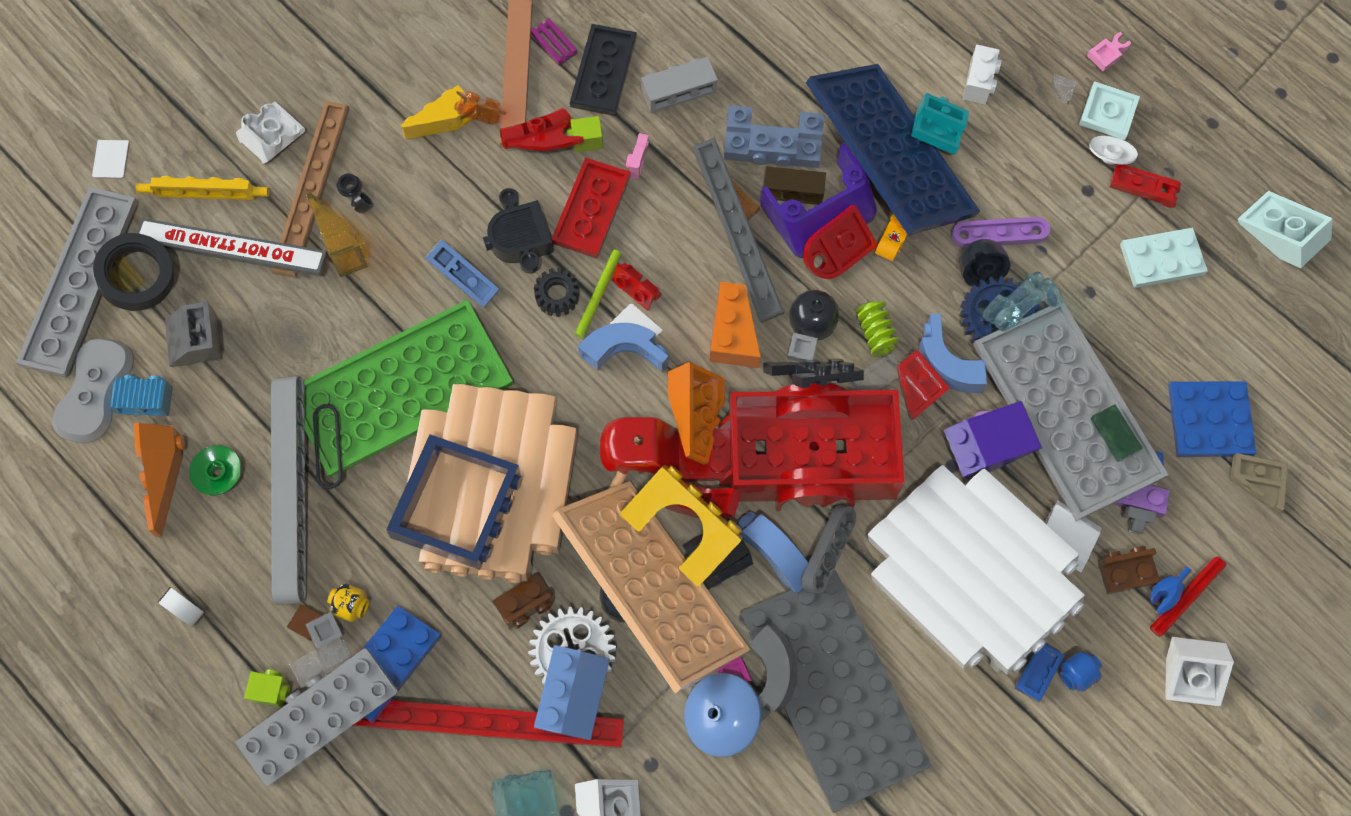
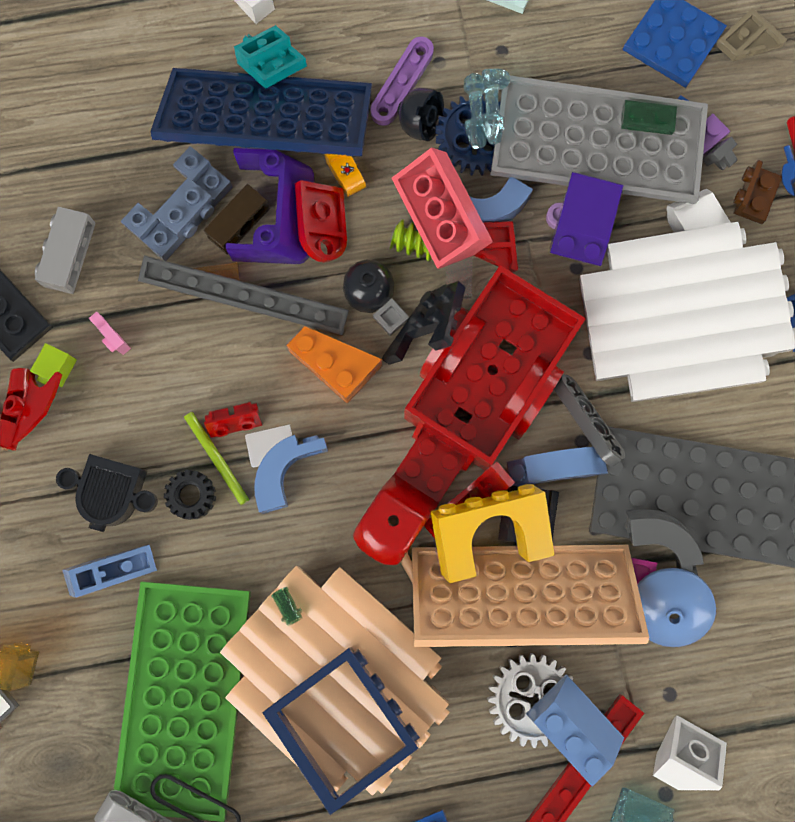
camera: 55 degrees left, 10 degrees up
(516, 411) = (287, 606): none -> clear green pin
(524, 601) = (461, 722): reddish brown bracket -> none
(591, 207) = (129, 409): red plate -> none
(695, 402) = (380, 443): orange wedge -> none
(913, 322) = (441, 208): none -> coral slope

